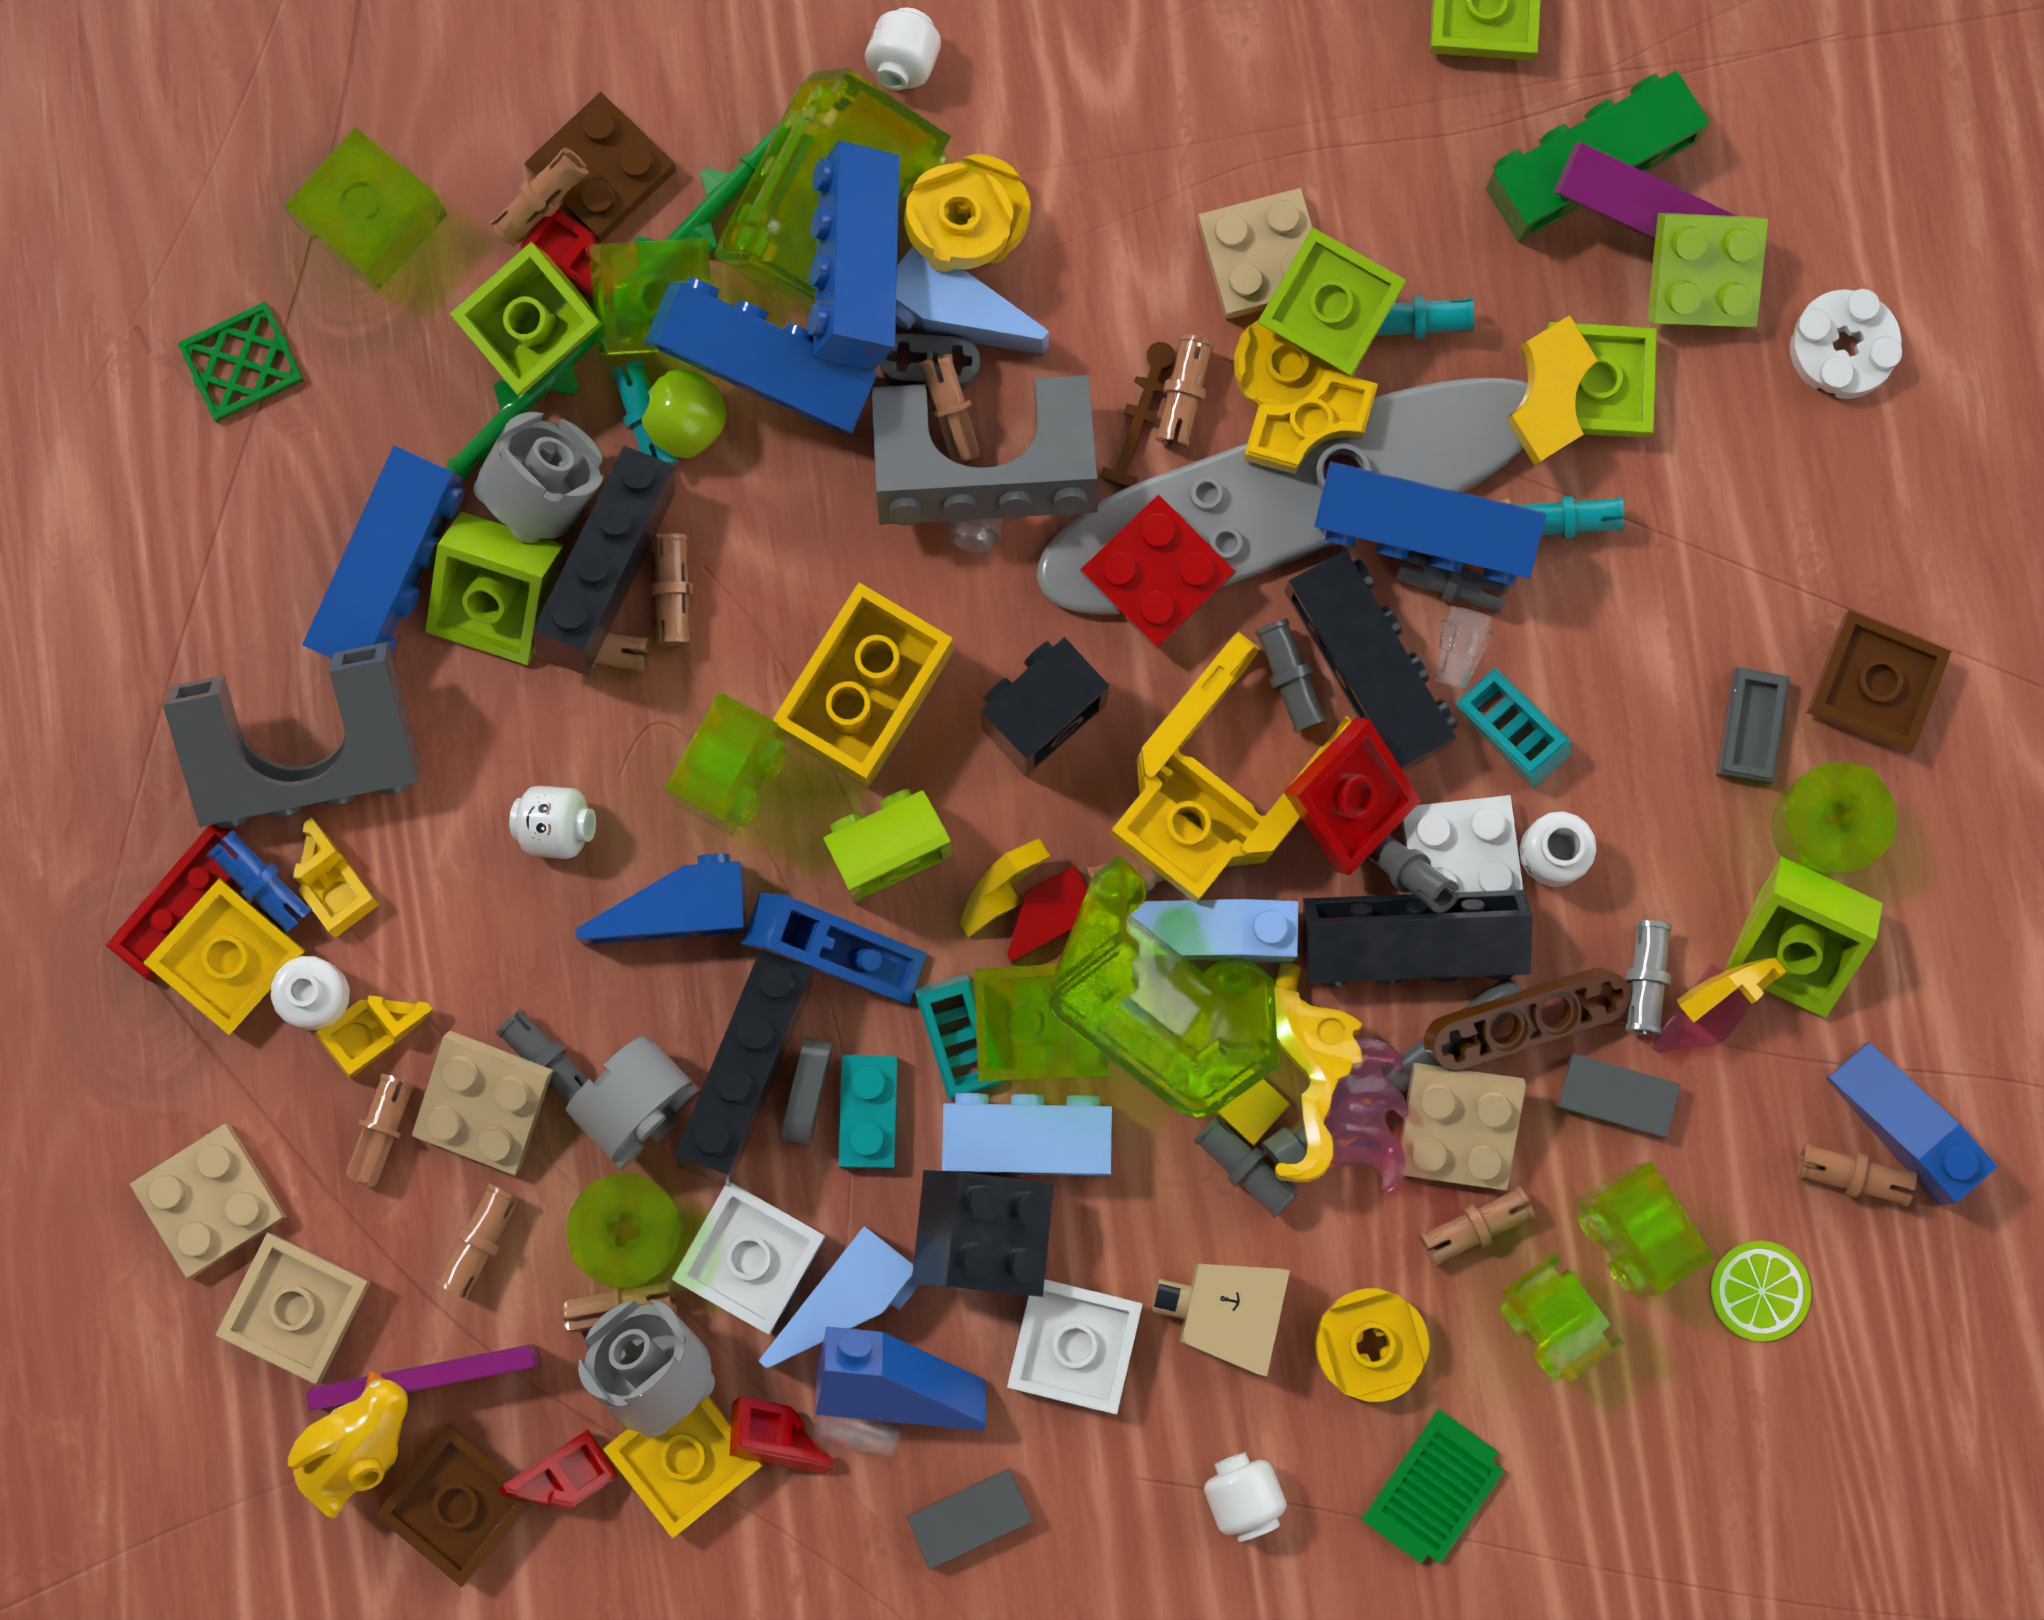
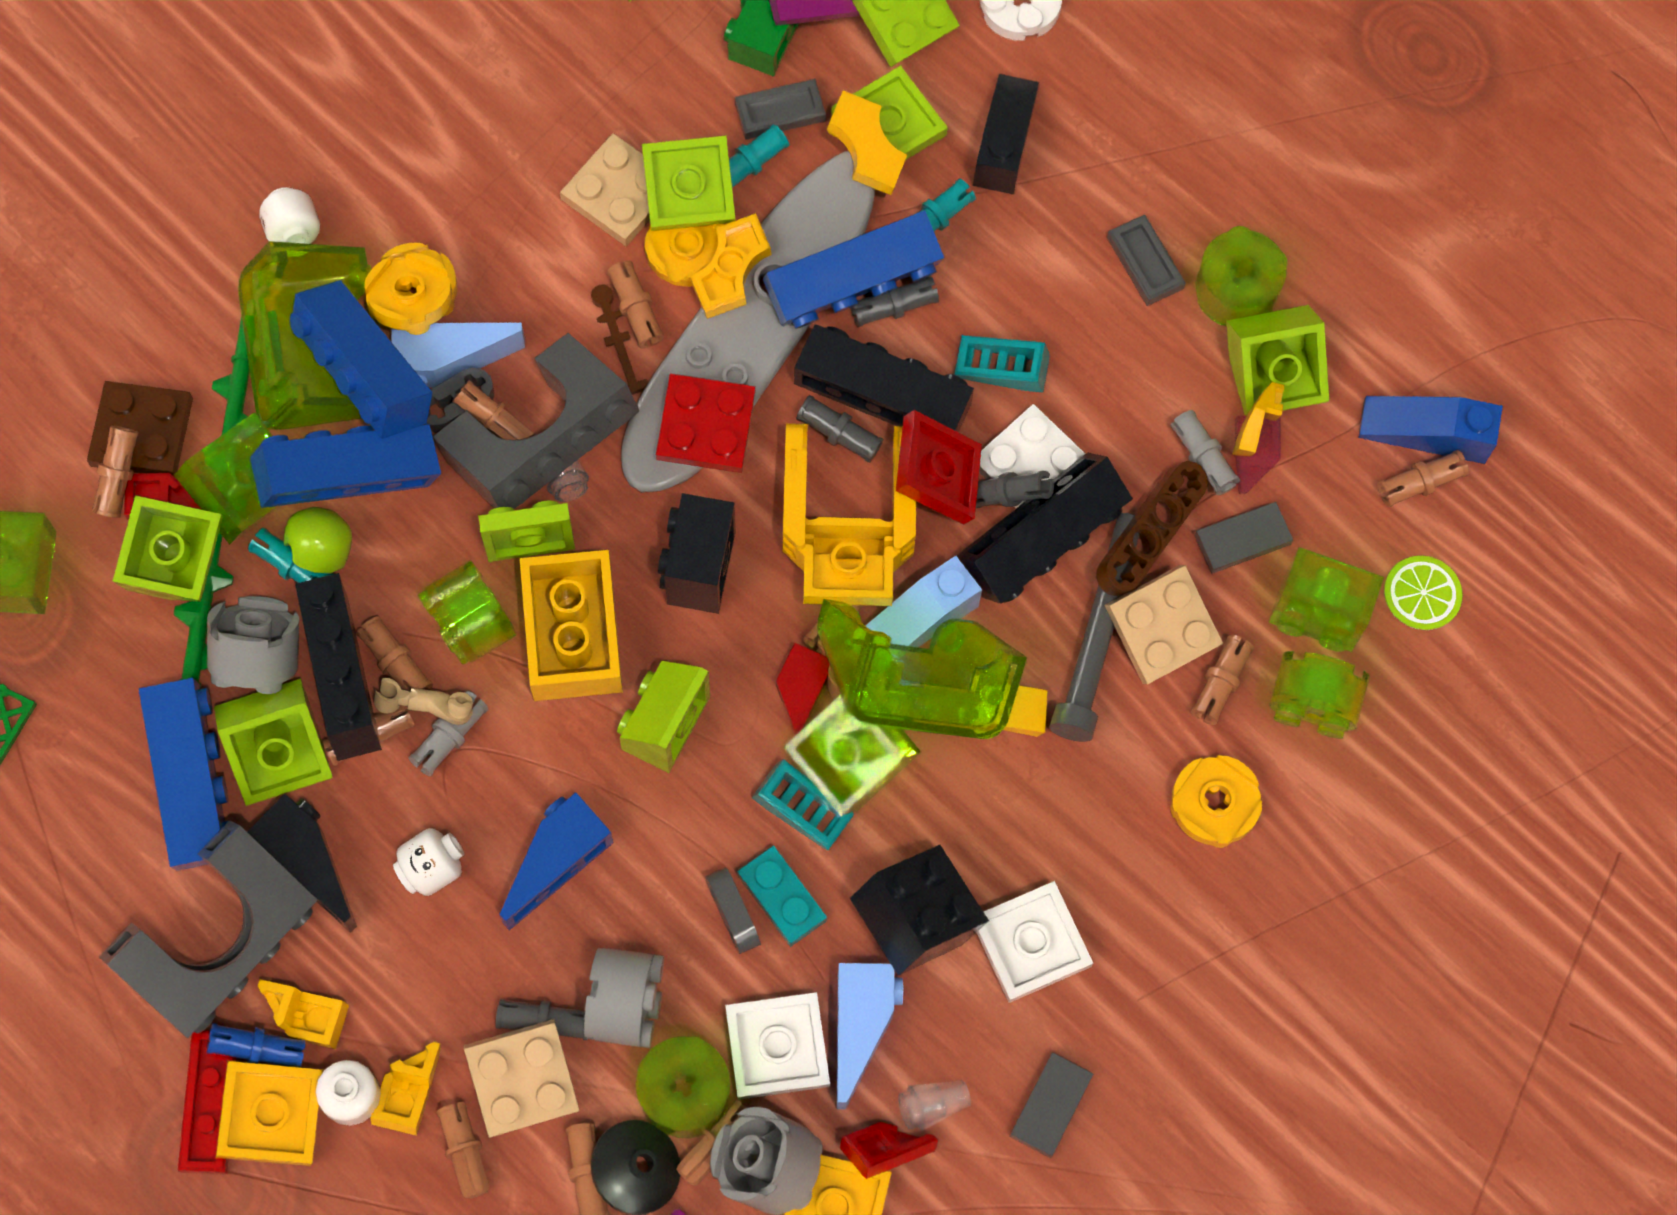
camera: 40 degrees left, 10 degrees down
(441, 723) = (299, 845): none -> black slope
(503, 1258) = (616, 1170): none -> pearl dark grey dish
(665, 705) = (445, 738): none -> light grey pin
(683, 684) = (451, 708): none -> tan arm
(727, 765) = (519, 739): clear neon green brick -> none
(744, 1068) = (682, 922): black brick -> none
(771, 598) = (467, 613): none -> clear neon green brick
(834, 947) = (676, 806): blue slope -> none
(892, 1381) = (931, 1050): blue slope -> none
(905, 564) = (526, 531): none -> lime plate
(994, 891) = (756, 699): yellow slope -> none
(1027, 1136) = (899, 829): light blue brick -> none
(1228, 1312) = (1112, 846): tan torso -> none
(1245, 1166) = (1051, 749): dark grey pin -> none
(1245, 1497) = (1214, 953): white head -> none
(1346, 1089) = (1077, 651): piece -> none
(1435, 1490) = (1326, 863): green window -> none
(1462, 645) = (931, 335): clear cone -> none
(1496, 284) = (783, 106): none -> dark grey tile
(1558, 849) = (1089, 412): white head -> none
(1713, 480) = (1005, 134): none -> black slope
(1878, 682) = (1200, 180): reddish brown plate -> none

